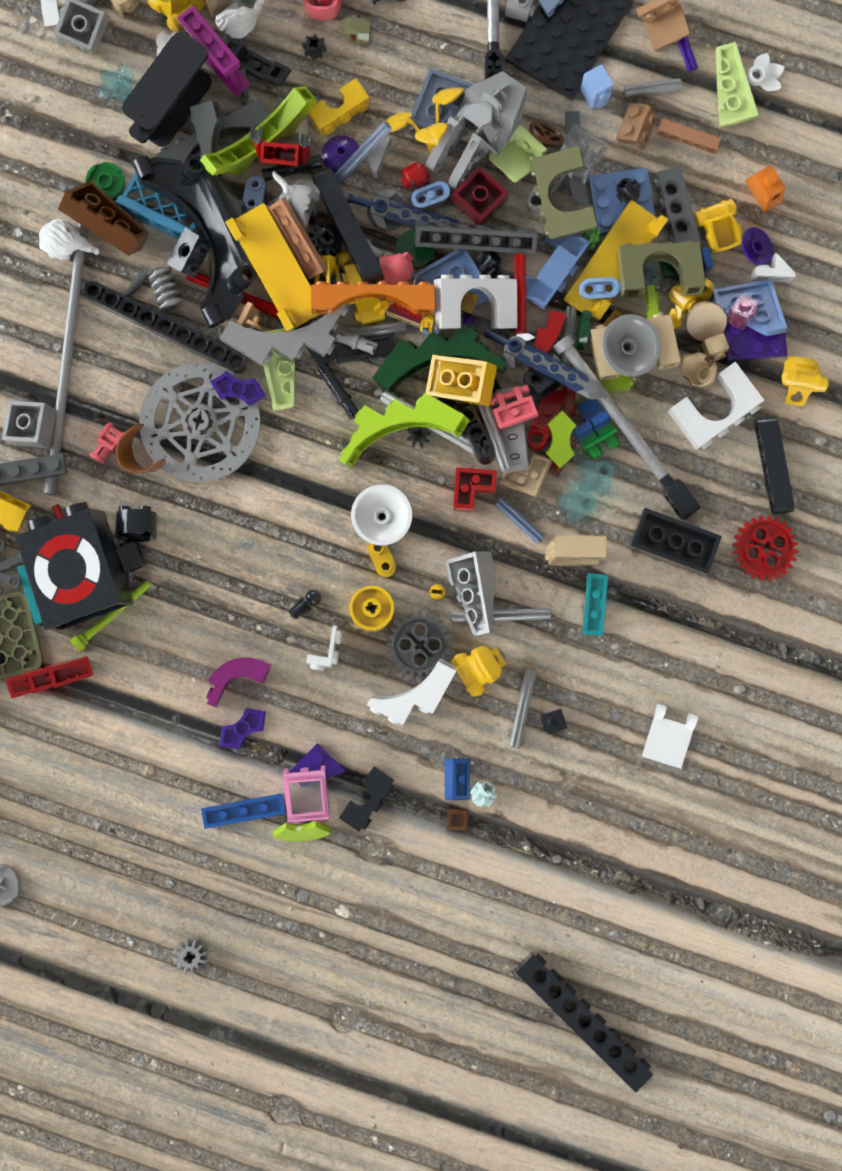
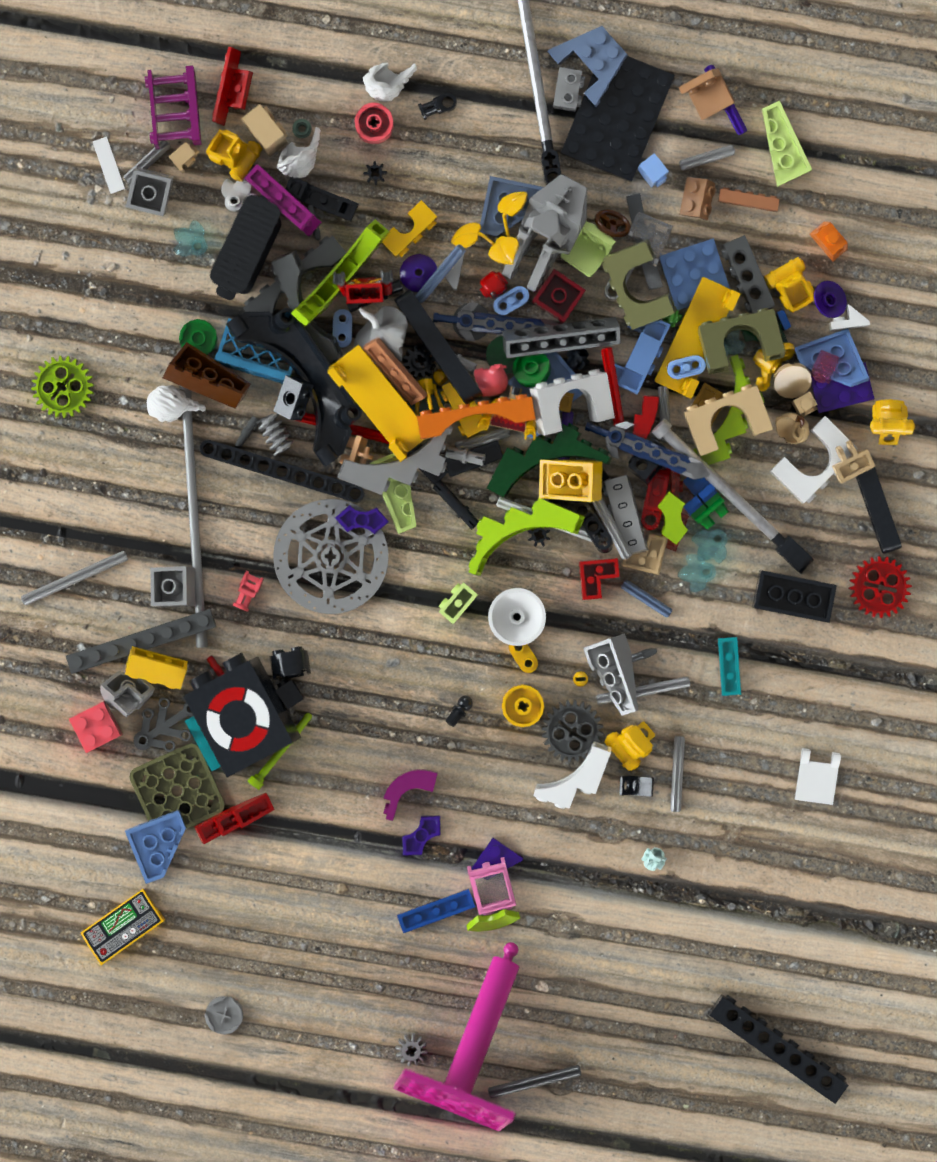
camera: 10 degrees left, 5 degrees up
(125, 454) = (268, 602): dark orange piece -> none
(254, 965) = (457, 1089): none -> dark pink piece
(316, 1013) = (534, 1081): none -> dark grey axle
(319, 663) = (483, 764): white bracket -> none
(323, 490) = (458, 603): none -> yellowish green brick
(356, 29) = (412, 149): olive rock -> none
(358, 815) = (542, 897): black arch -> none
(439, 262) = (531, 369): none -> green tile
(457, 779) = (627, 848): blue slope -> none
(457, 819) = (634, 885): reddish brown tile -> none
(477, 713) = (637, 786): none -> bracket
(508, 577) = (643, 654): none -> dark grey piece
(514, 412) = (626, 501): coral plate -> none
(553, 721) = (708, 781): black brick -> none
(576, 550) = (703, 623): tan arch -> none
(583, 330) = (677, 410): dark green tile -> none
(628, 190) = (698, 268): black gear -> none
(642, 345) = (735, 423): light grey dish -> none
(756, 416) = (853, 465): none -> tan hinge
(767, 73) = (815, 123): white plate -> none

